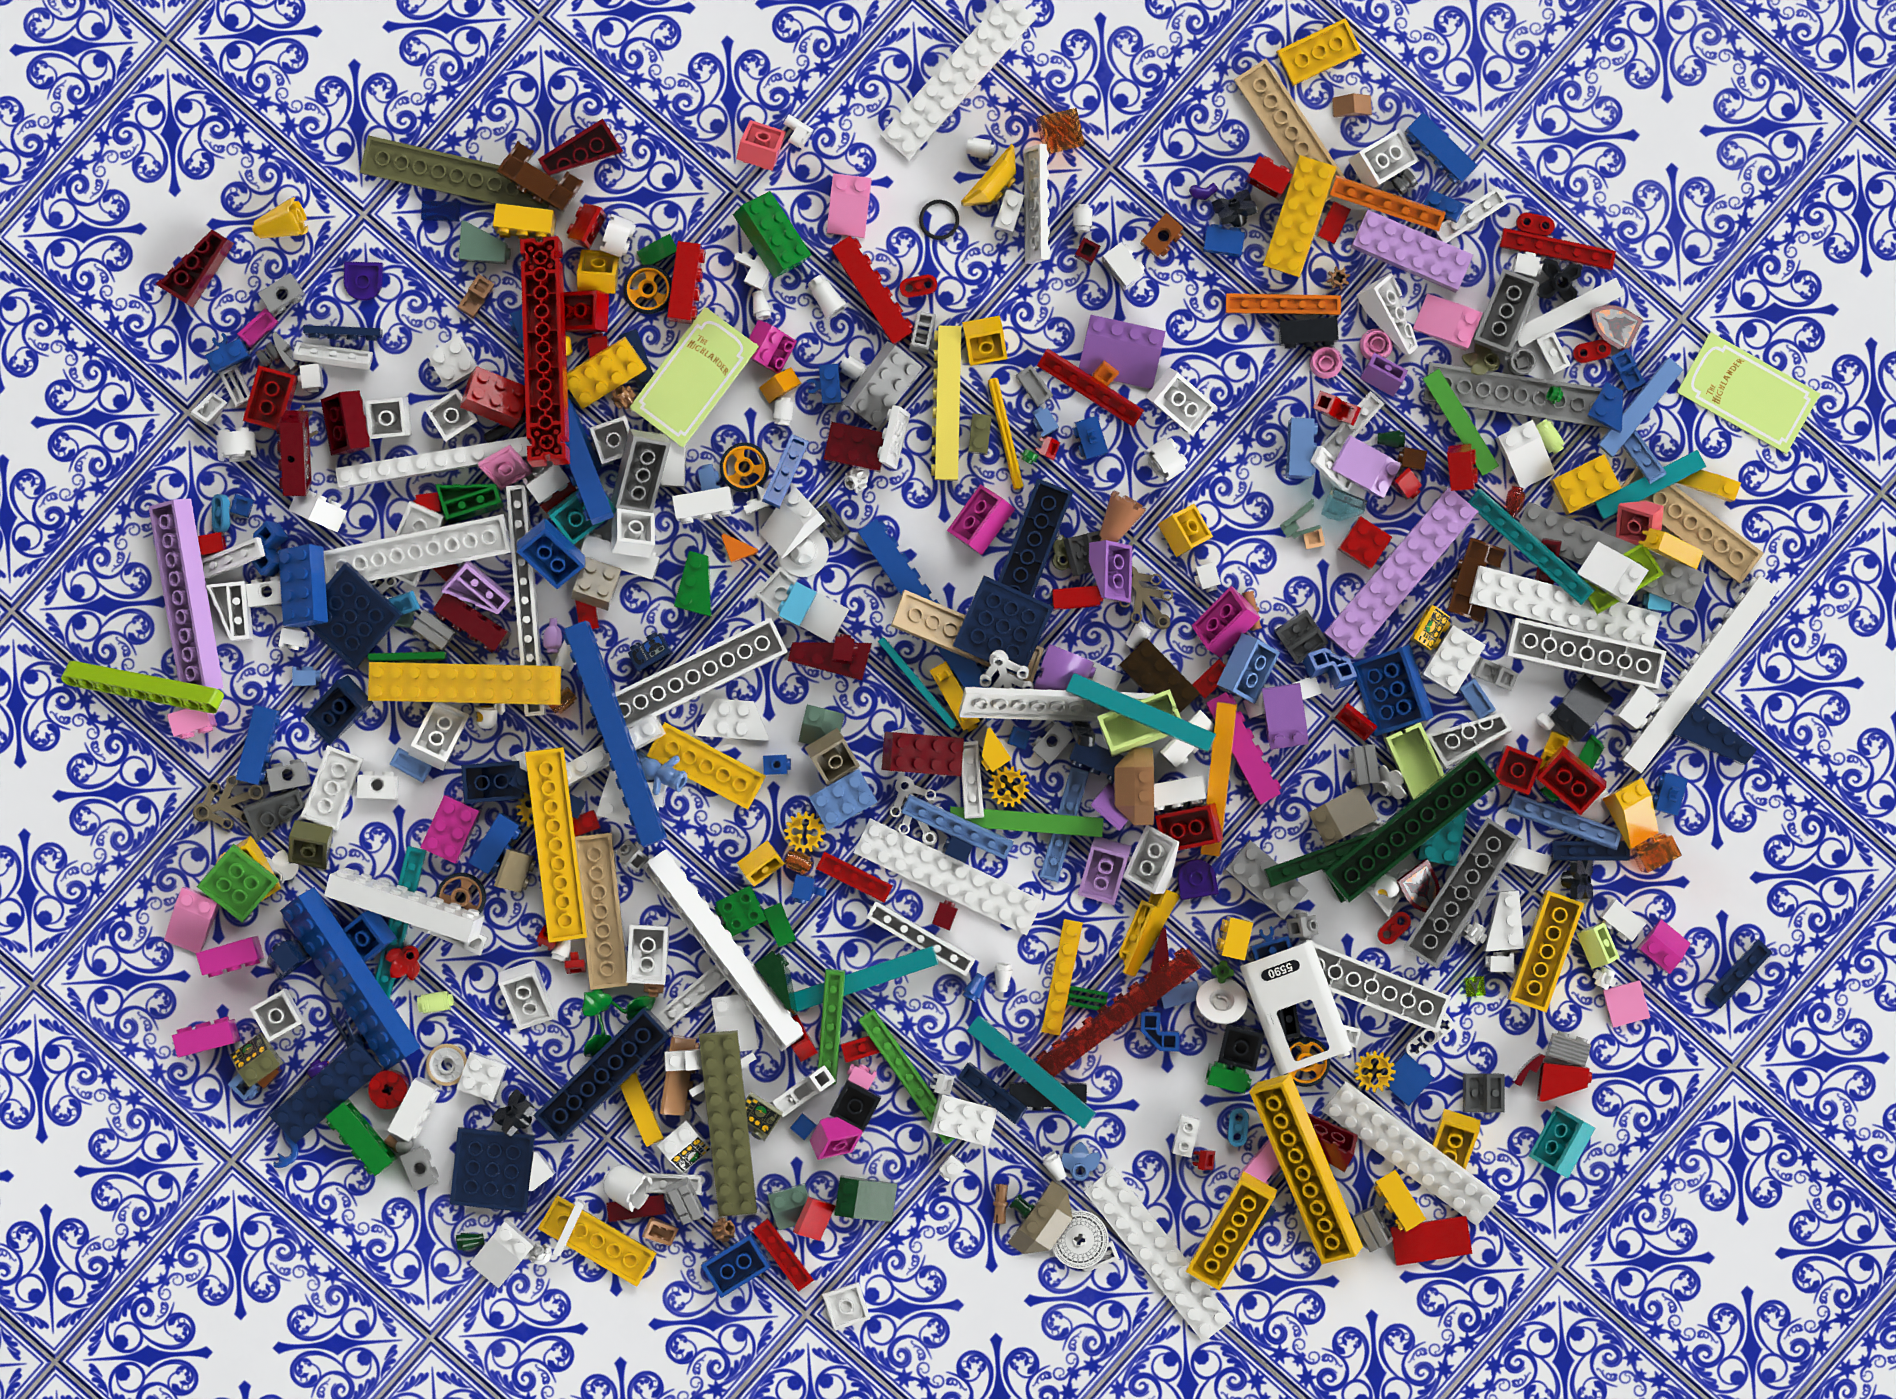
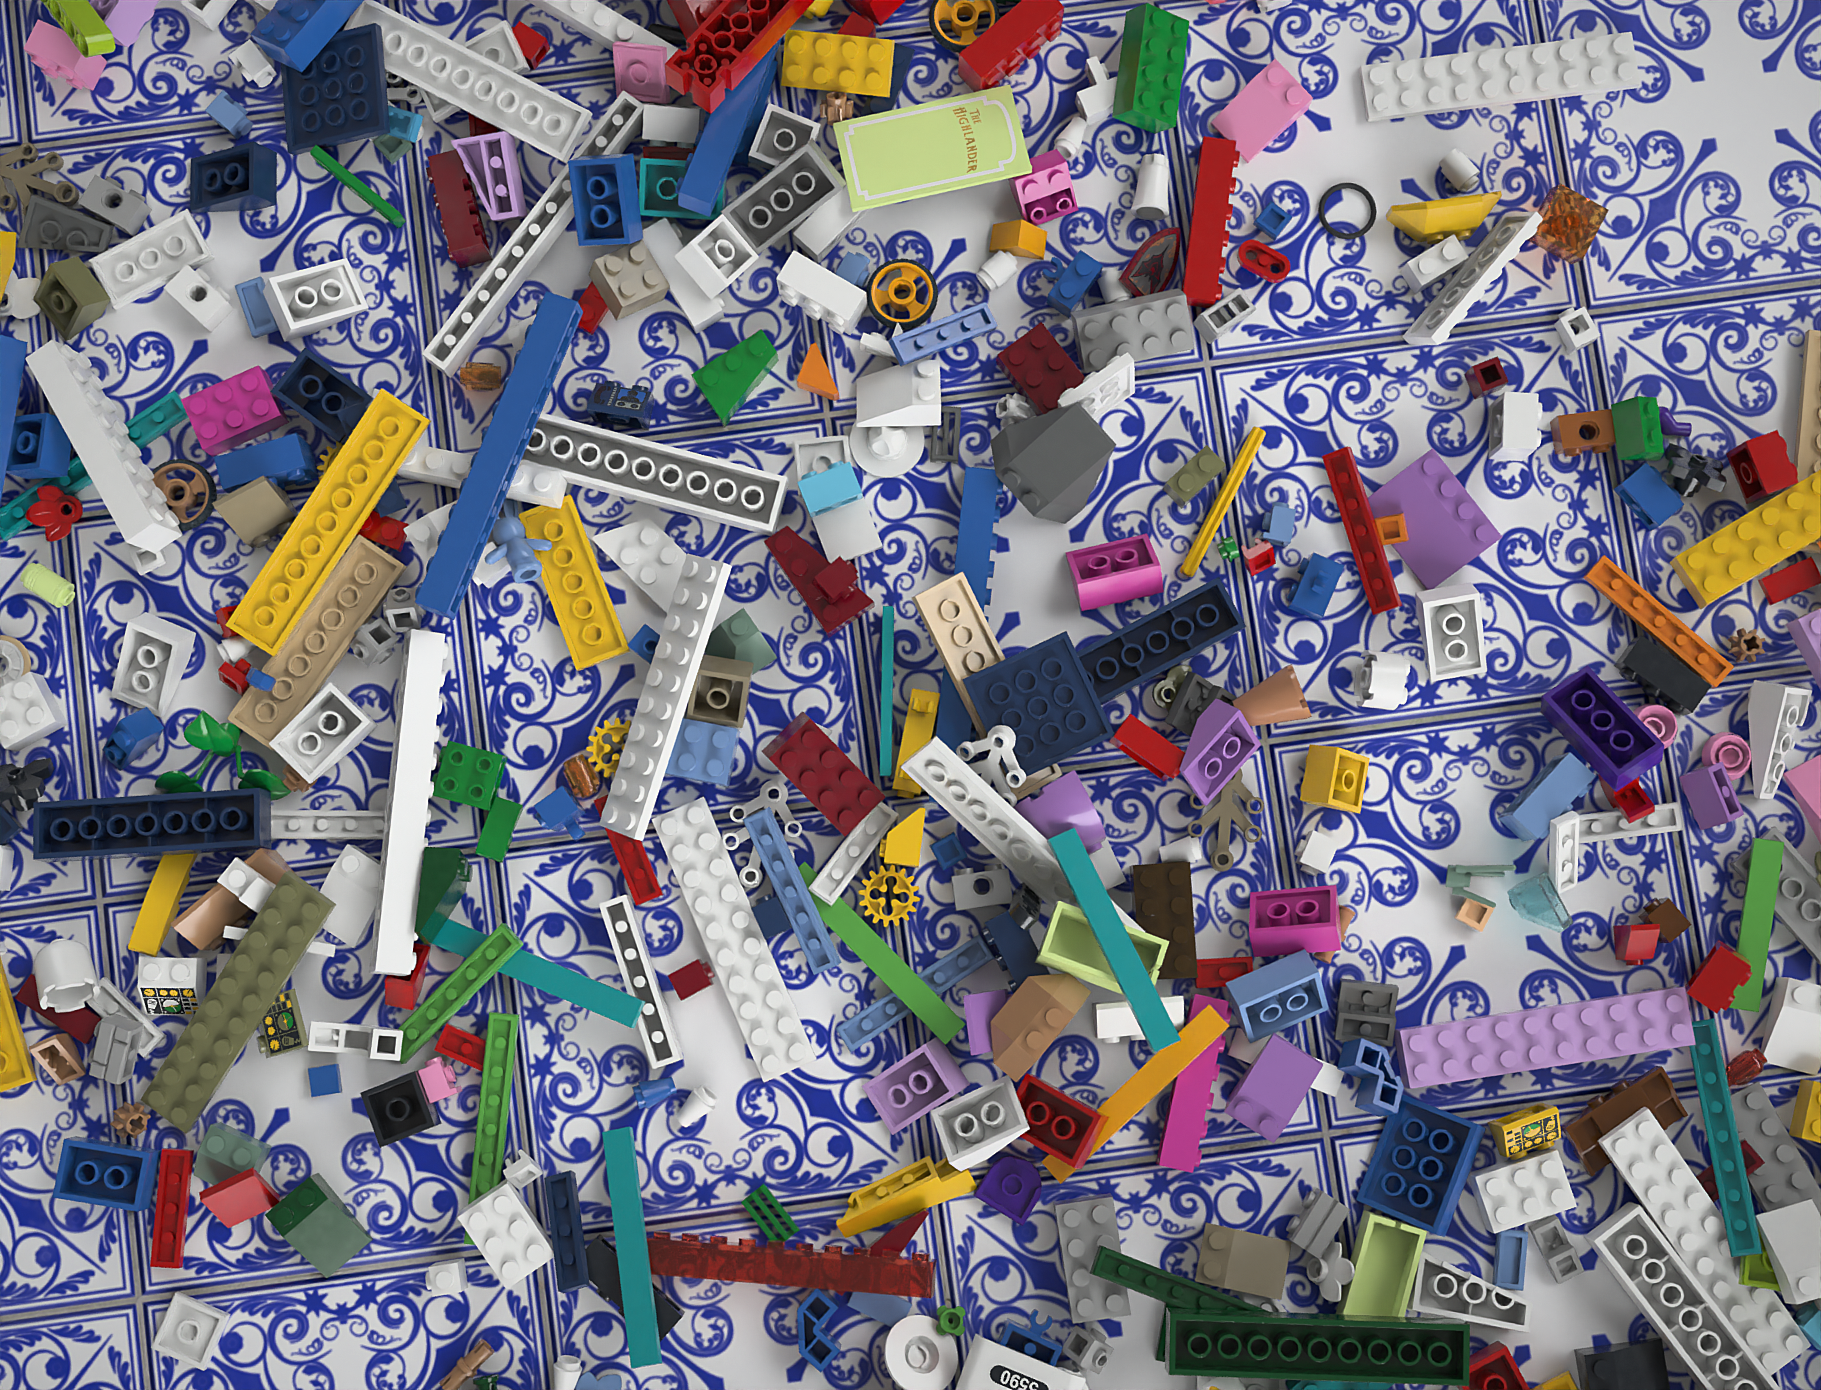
camera: 40 degrees right, 5 degrees down
(258, 744) = (113, 144): blue brick -> none
(433, 631) = (409, 183): light grey brick -> none
(464, 683) = (389, 263): yellow brick -> none
(468, 501) = (571, 75): green wedge -> none
(487, 714) = (386, 322): white piece -> none
(550, 1041) = (132, 738): none -> blue slope
(552, 637) = (527, 299): lavender plant -> none
(591, 955) = (260, 680): none -> blue tile
(631, 885) = (374, 642): none -> light grey brick
(760, 863) = (537, 741): yellow brick -> none
(808, 784) = (665, 696): none -> white plate
(834, 1138) = (343, 1124): dark pink slope -> none
(862, 339) = (1153, 263): none -> shield
(900, 492) = (1052, 461): none -> dark grey wedge
(904, 259) = (1272, 220): none -> blue tile
(948, 403) = (1187, 413): light yellow brick -> none
(984, 340) = (1287, 380): yellow slope -> none
(1034, 385) = (1299, 476): light grey tile -> none
(1062, 977) = (762, 1165): yellow plate -> none
(1082, 218) = (1510, 339): white brick -> none
(1119, 180) = (1584, 326): none -> white brick
(1179, 791) = (1077, 1069): white brick -> none
(1188, 213) = (1638, 429): none -> green slope
(1234, 937) = (998, 1296): yellow brick -> none
(1298, 389) = (1602, 728): none -> dark purple brick
(1356, 721) = (1348, 1164): red plate -> none
(1365, 543) = (1530, 968): red brick -> none
(1366, 467) = (1606, 883): lavender slope -> none
(1392, 439) = (1659, 878): dark green cone -> none
(1545, 721) = (1570, 1354): white tile -> none

